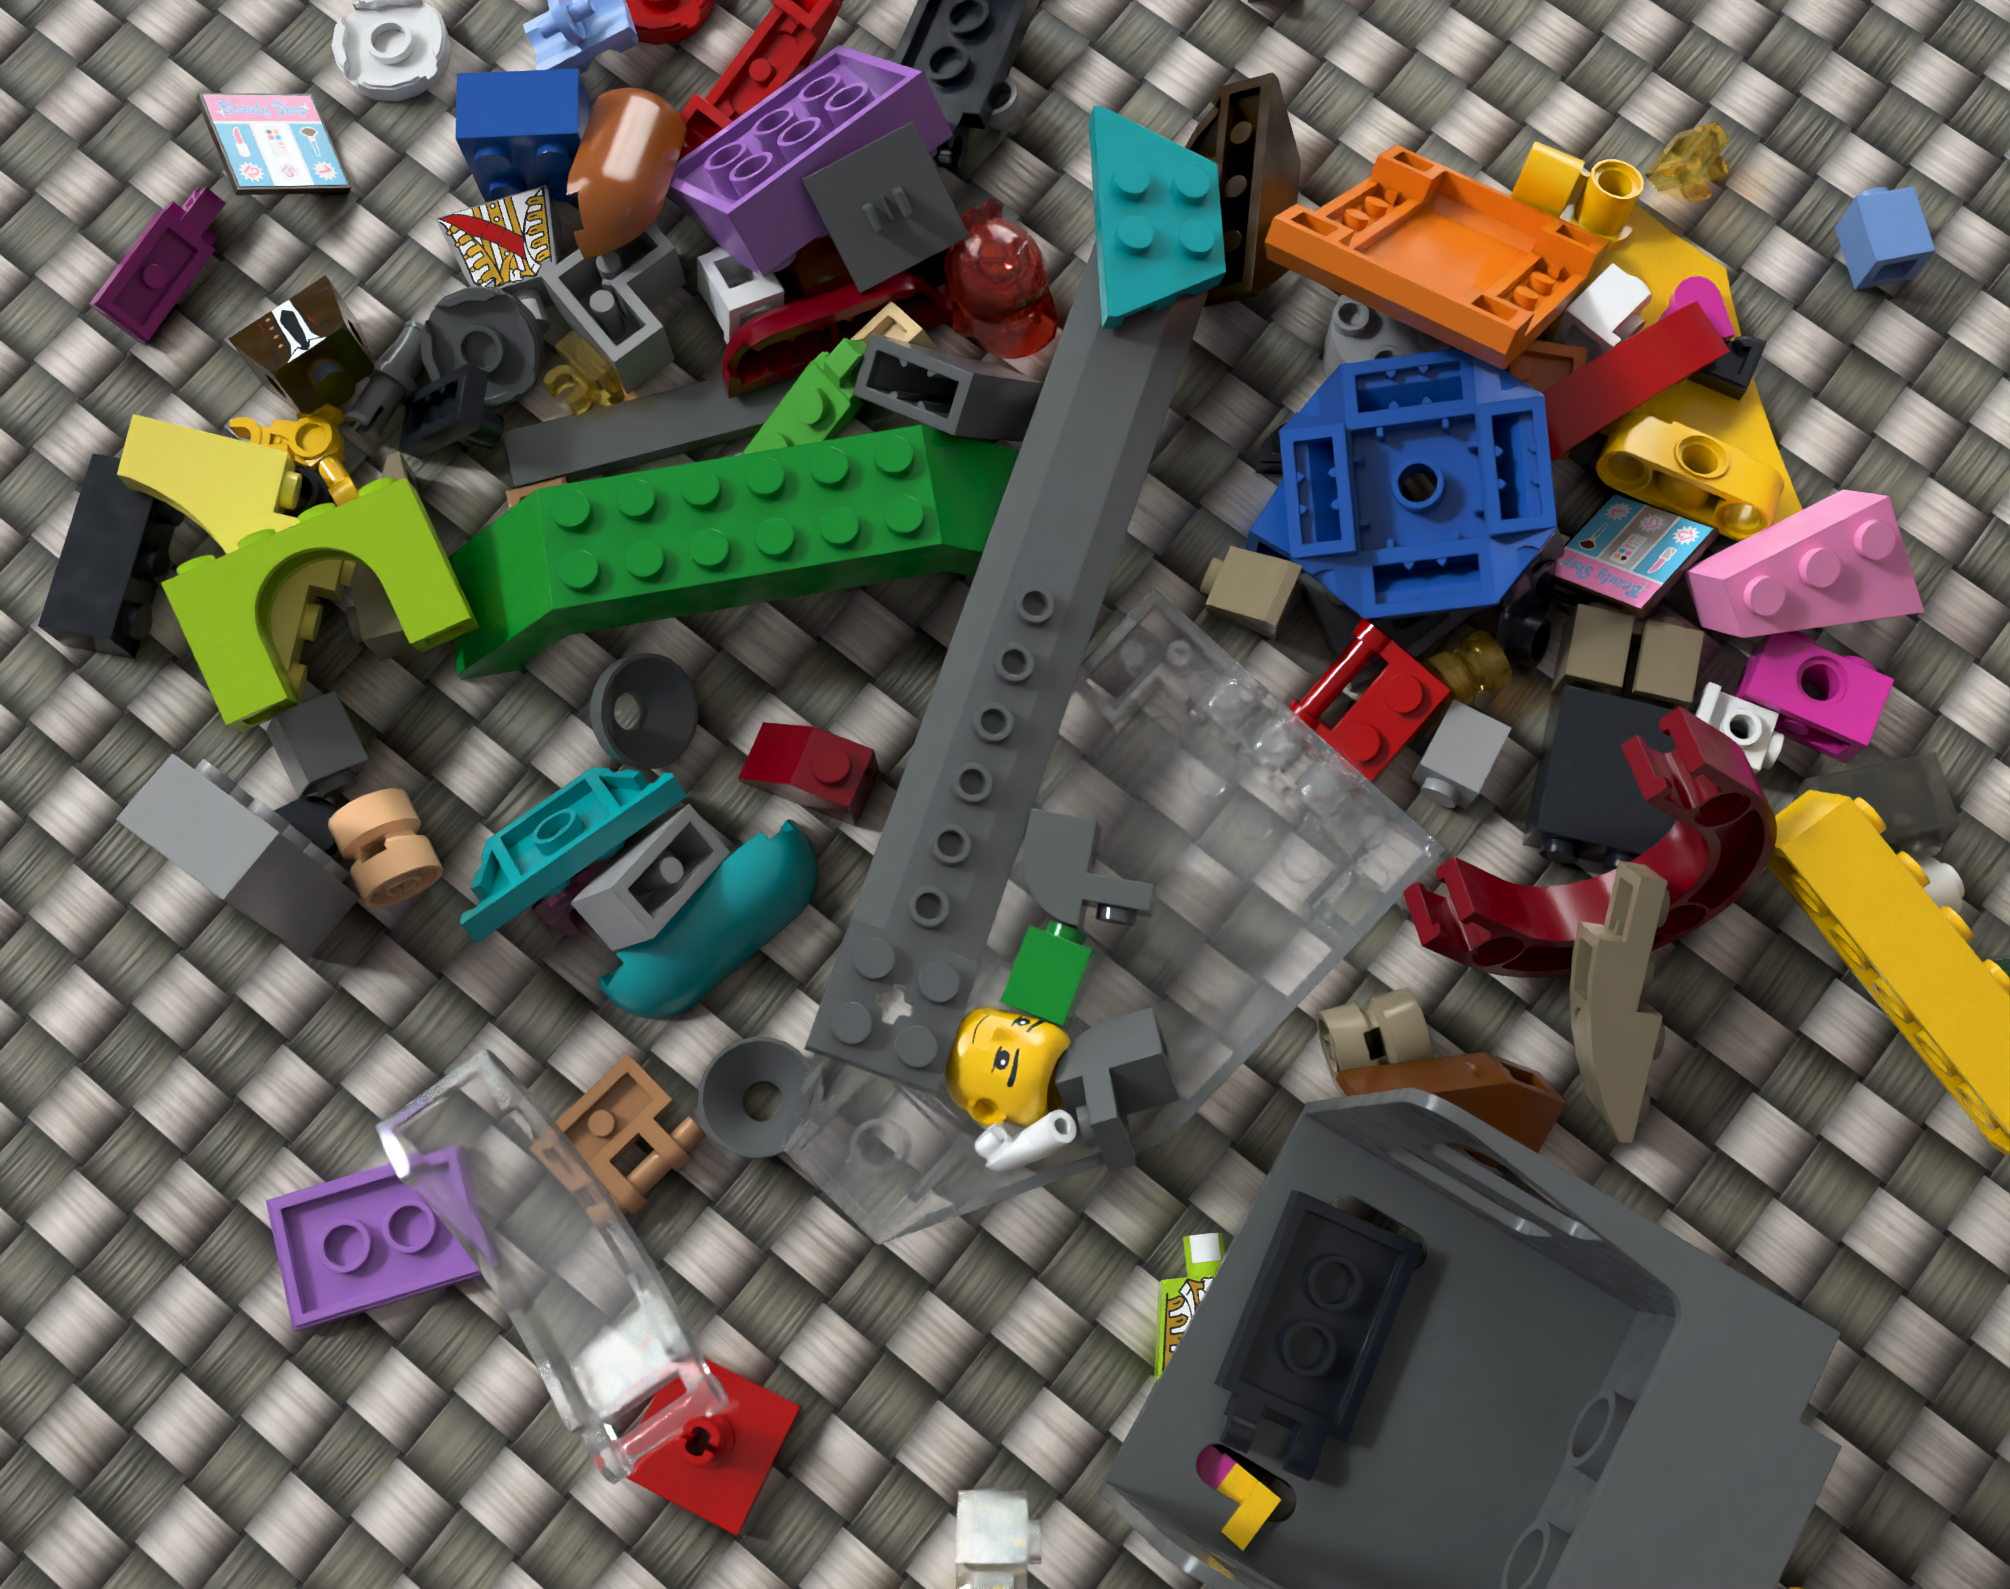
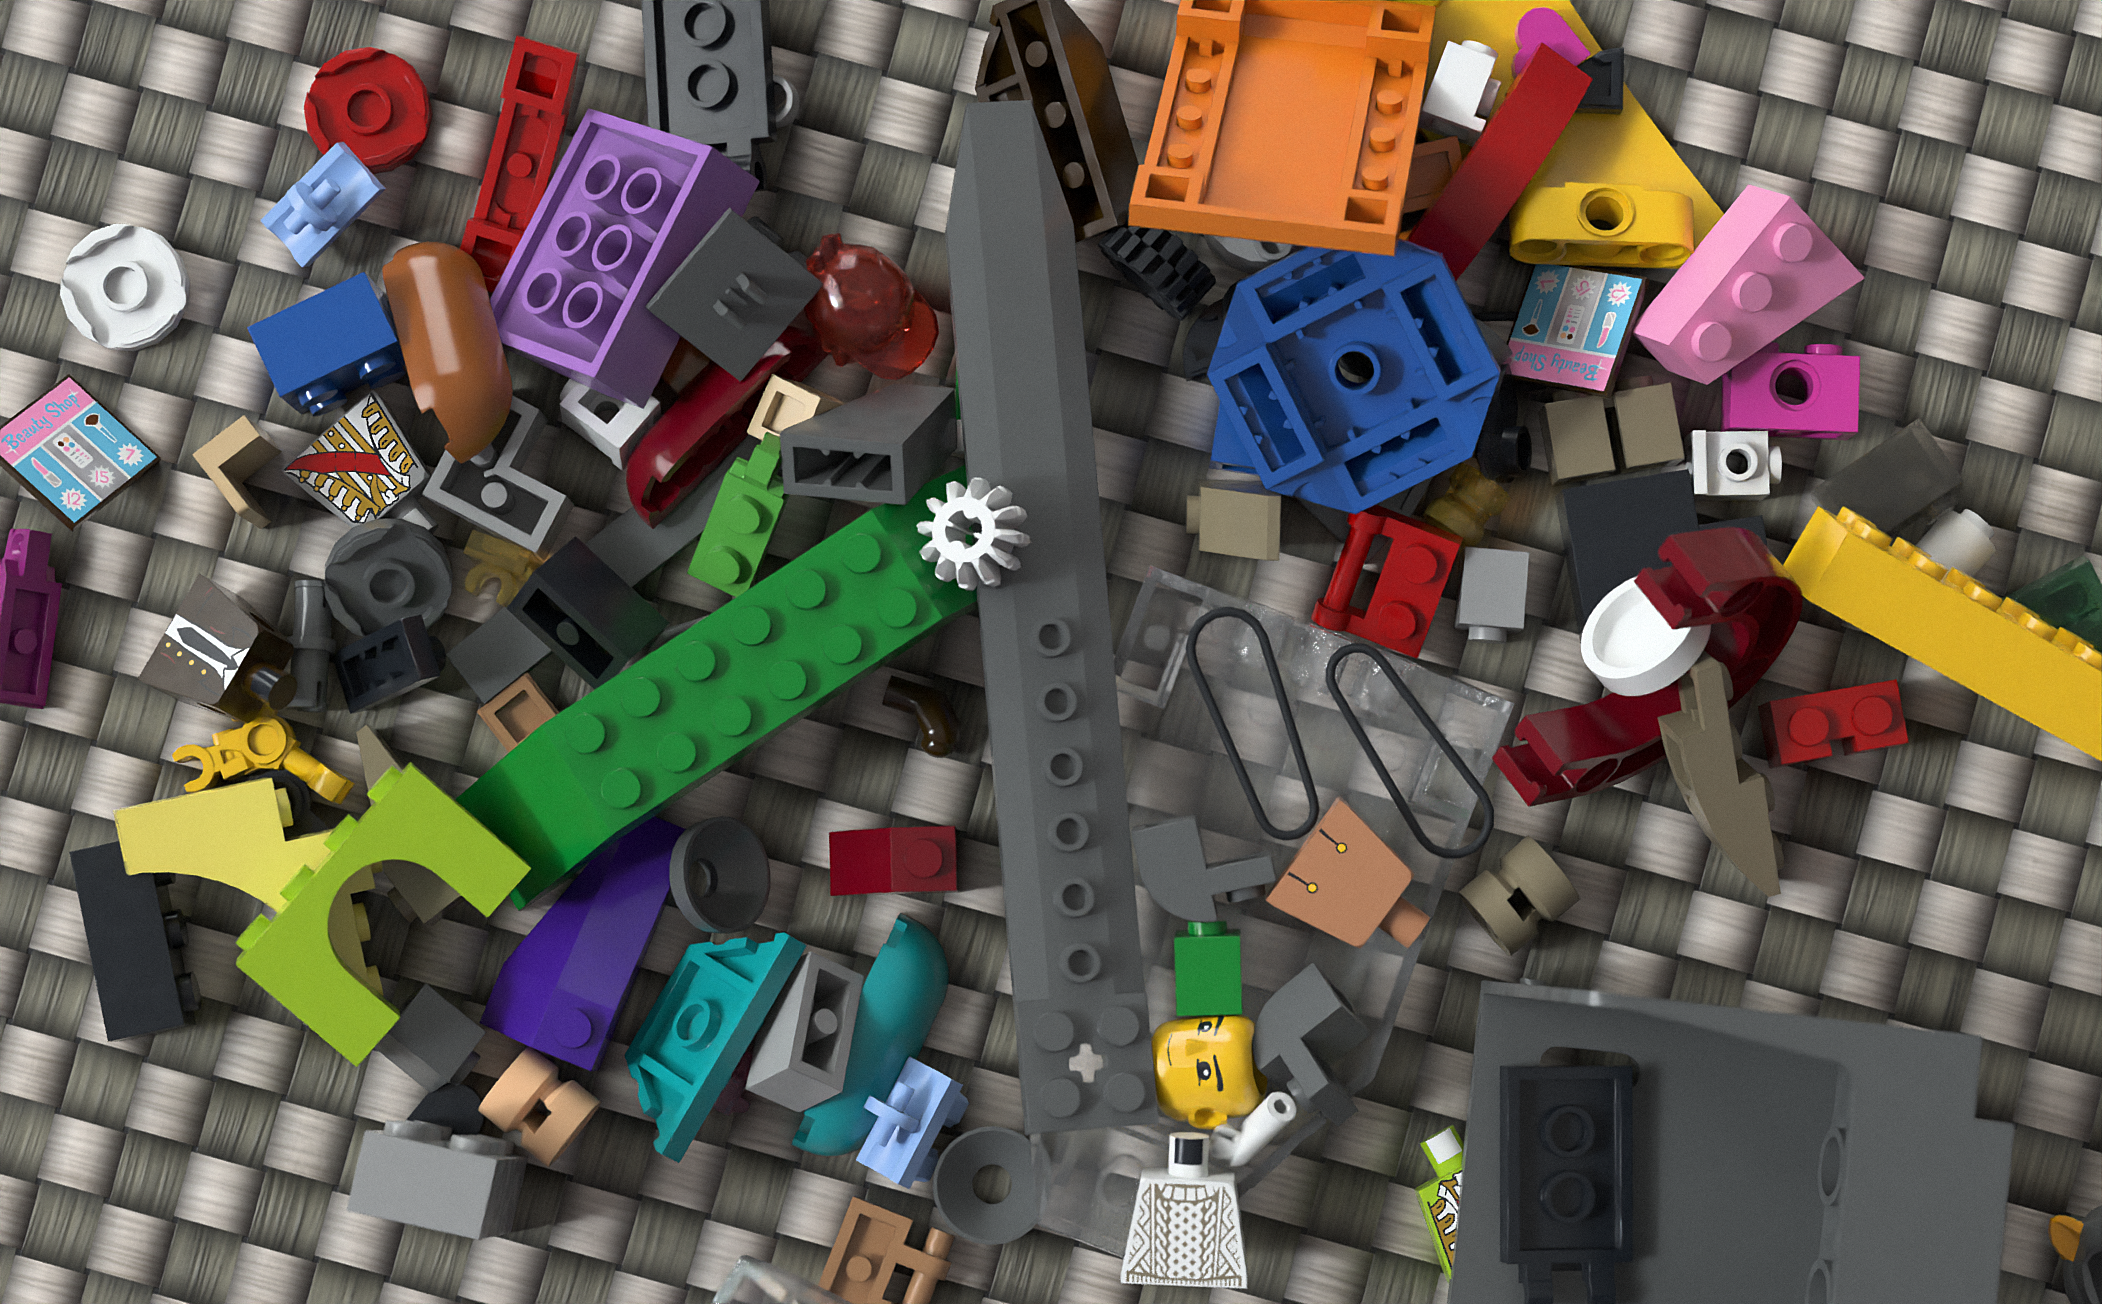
camera: 25 degrees left, 10 degrees up
(402, 198) = (234, 458): none -> tan panel
(495, 741) = (583, 956): none -> dark purple wedge
(629, 421) = (587, 614): none -> black brick
(709, 1005) = (910, 1122): none -> light blue hips
(901, 651) = (932, 712): none -> dark brown arm
(921, 1202) = (1186, 1222): none -> white torso
(1003, 479) = (994, 544): none -> white gear
(1152, 218) = (993, 195): teal wing -> none
(1218, 946) = (1349, 882): none -> nougat torso
(1223, 775) = (1285, 710): none -> black piece
(1273, 349) = (1158, 267): none -> black tyre
(1293, 860) = (1432, 729): none -> black piece
(1487, 1086) = (1620, 921): reddish brown slope -> none
(1598, 834) = (1634, 646): none -> white piece
(1767, 1009) = (1859, 716): none -> red brick

